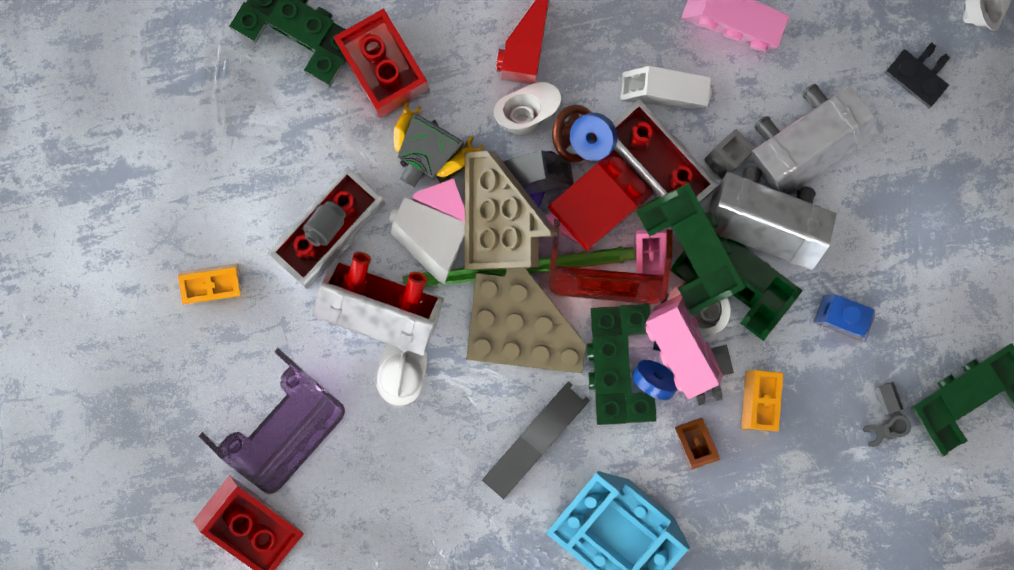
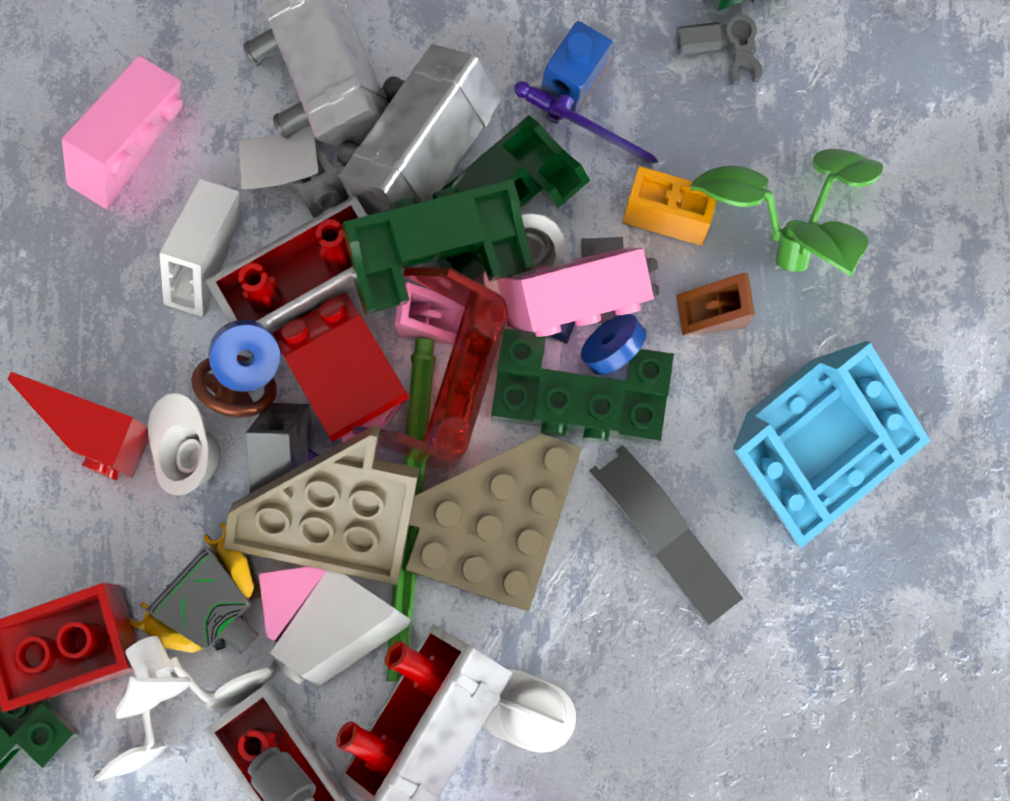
camera: 80 degrees left, 5 degrees down
(367, 130) = (156, 684): none -> white plant
(736, 125) = (277, 159): none -> white sticker
(747, 505) = (831, 241): none -> bright green plant
(813, 312) = (560, 107): none -> dark purple sword

